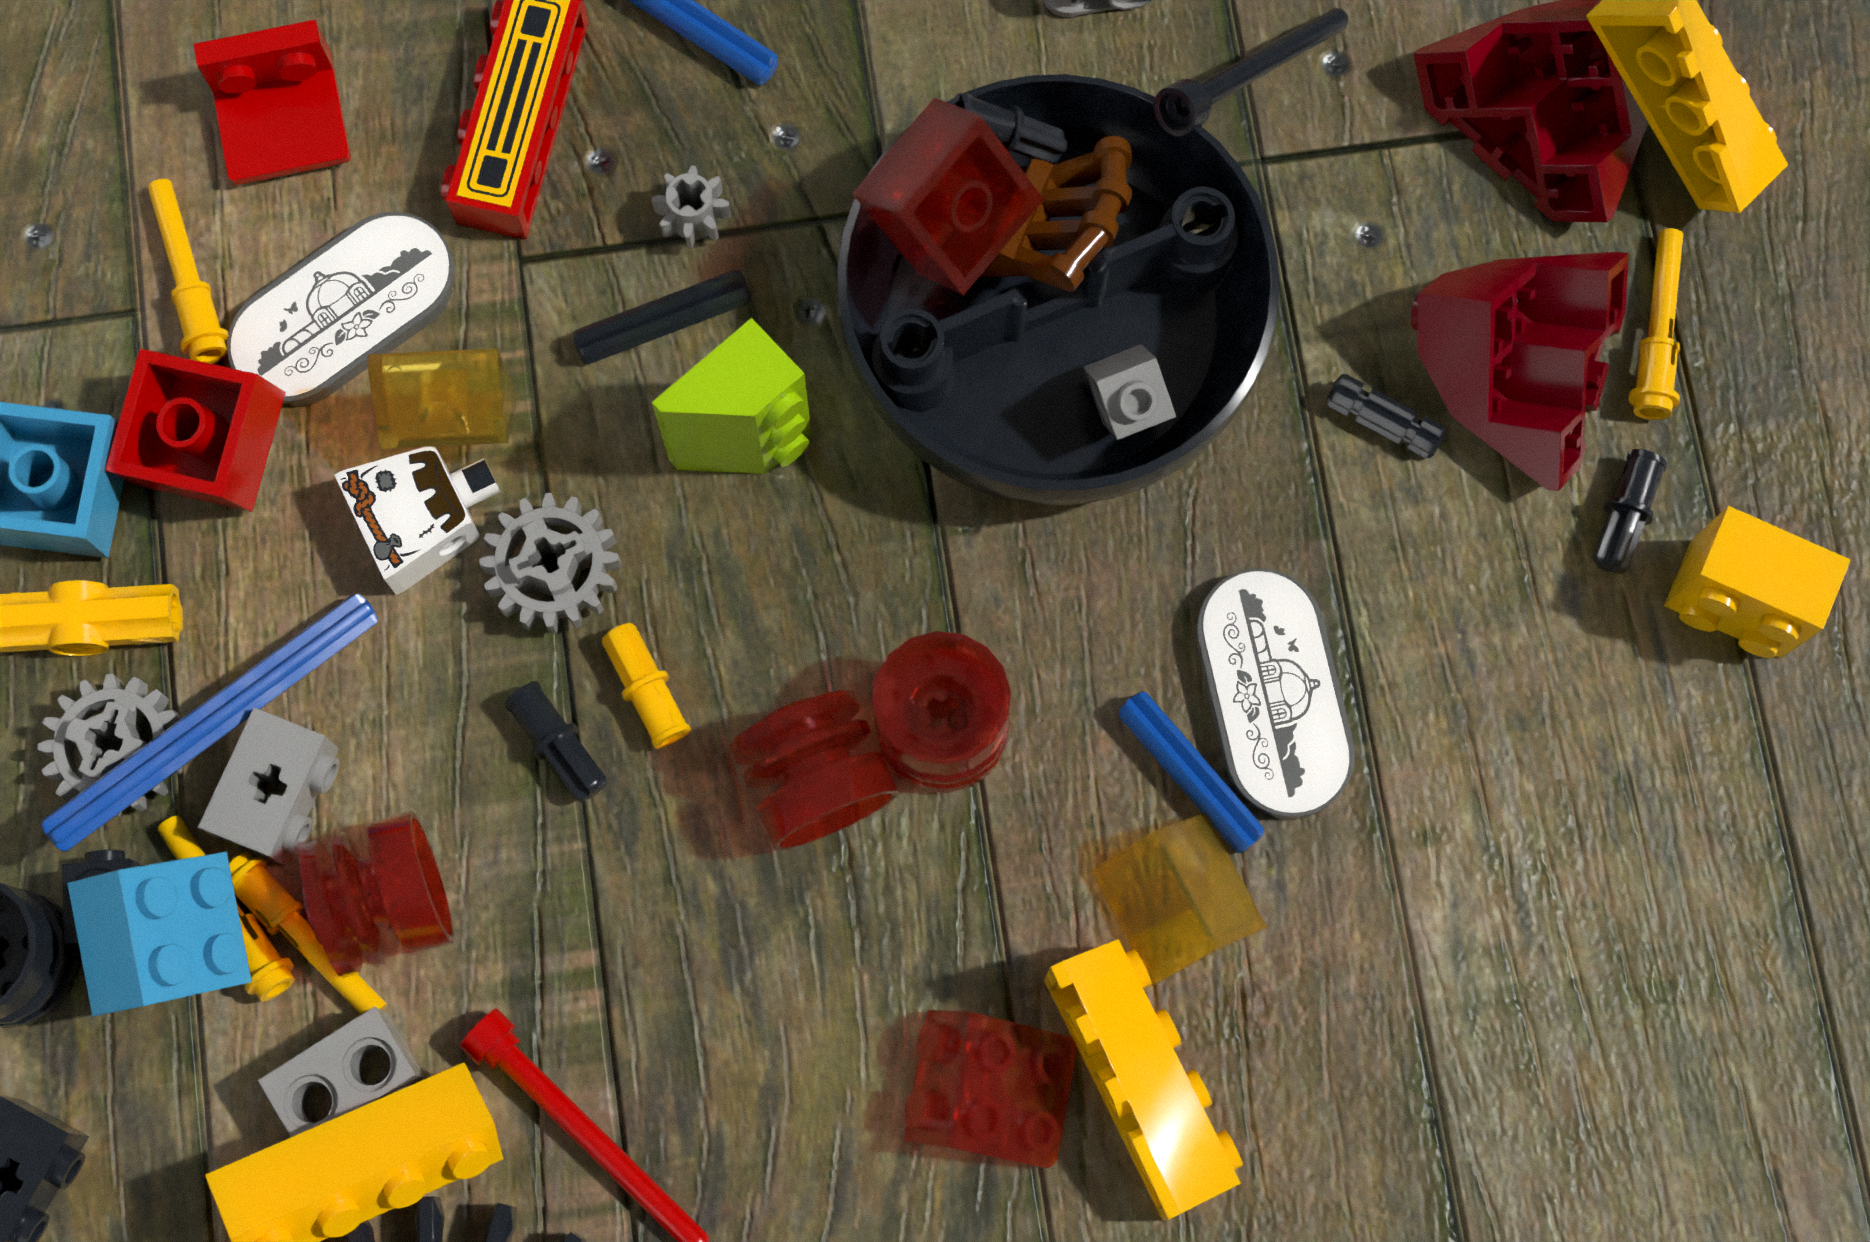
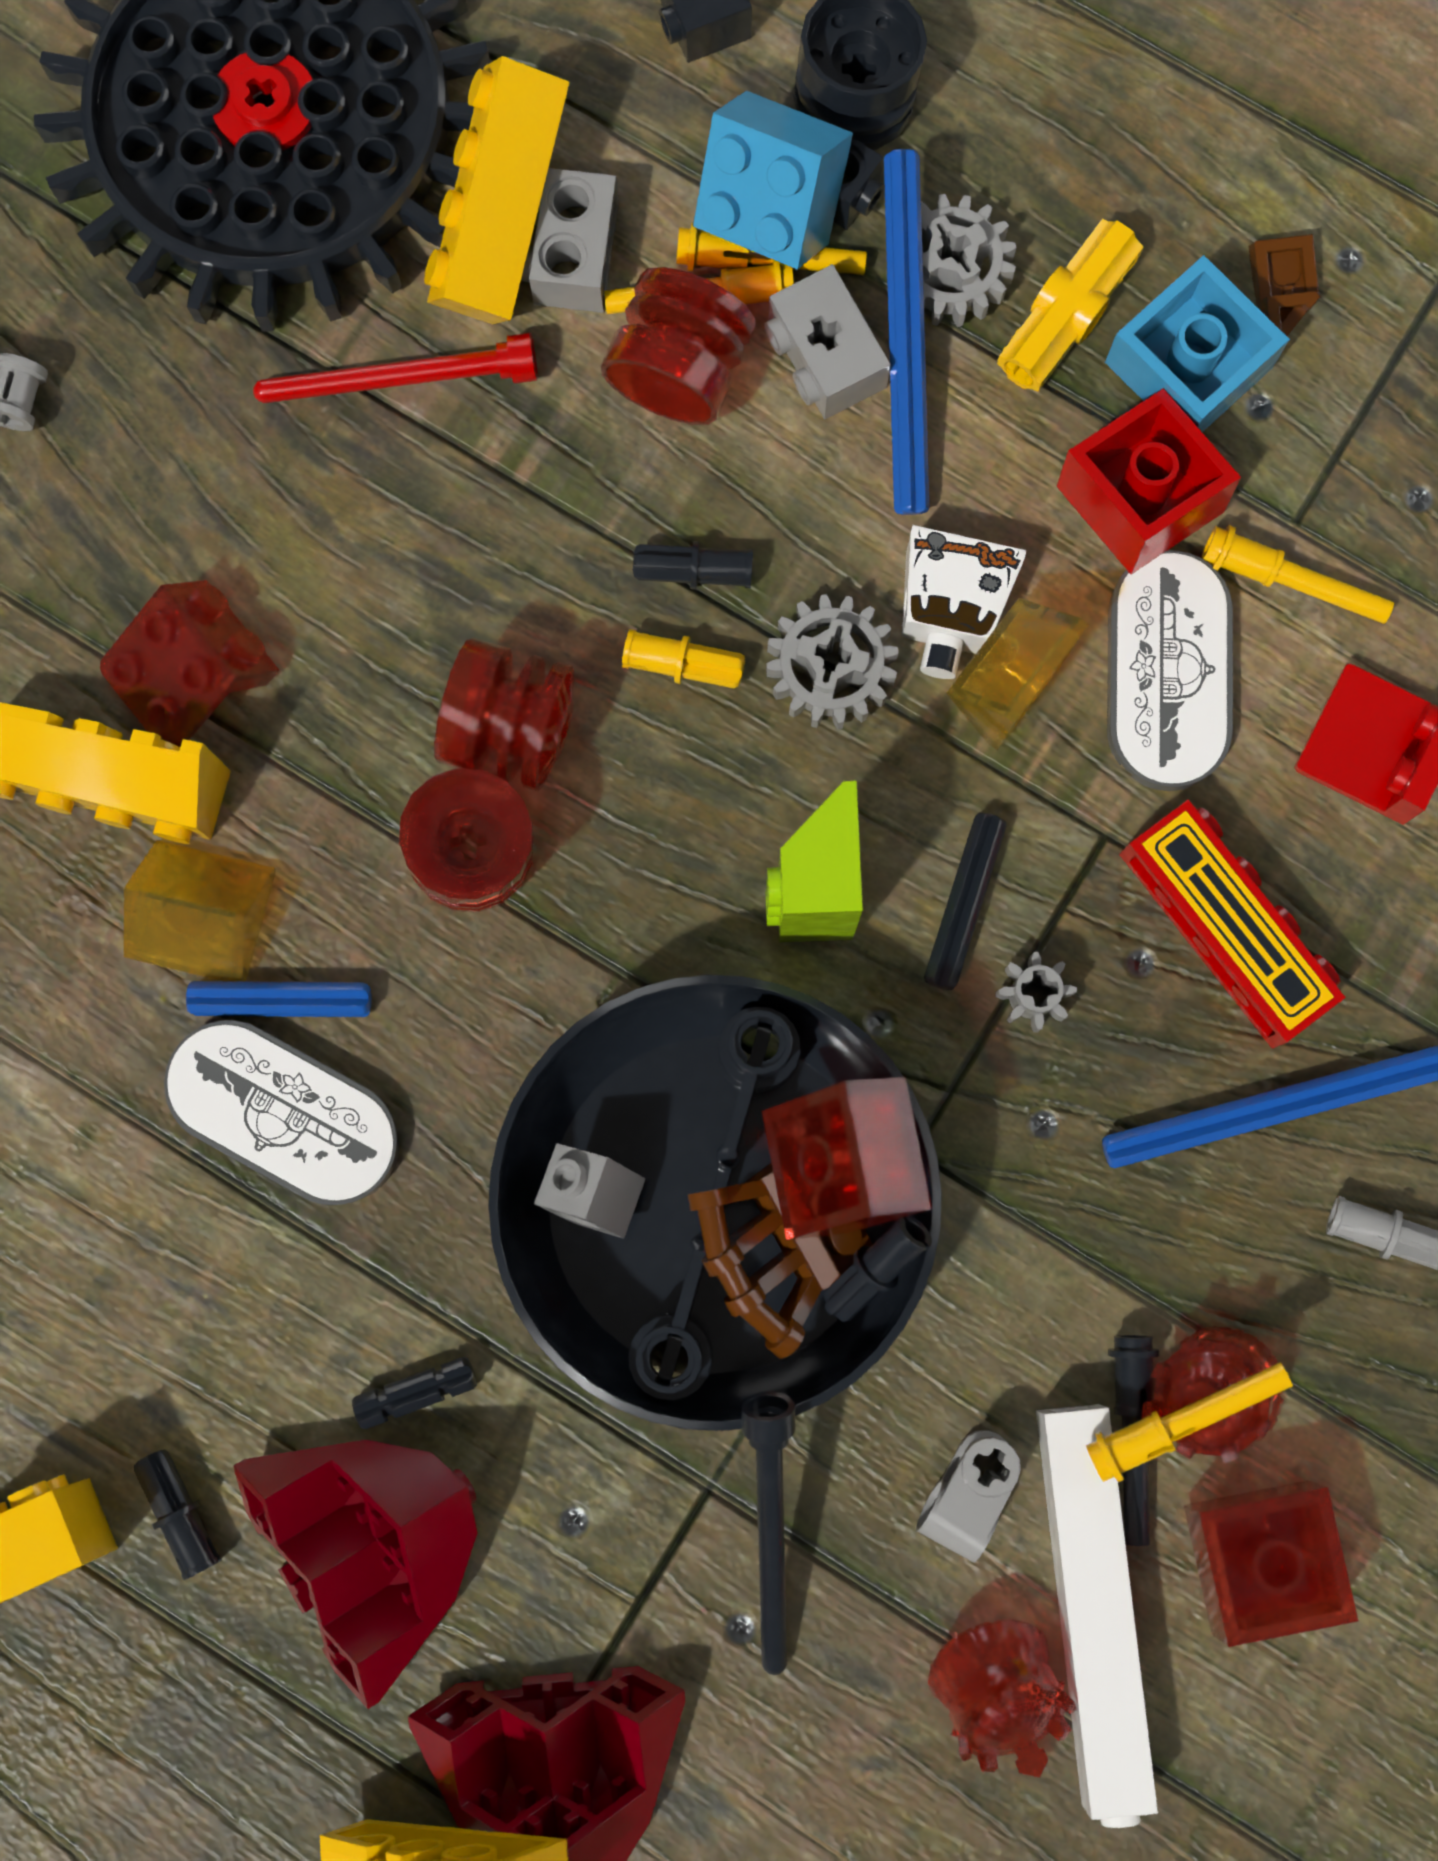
camera: 135 degrees right, 5 degrees up
(1658, 354) = (274, 1661): yellow pin -> none

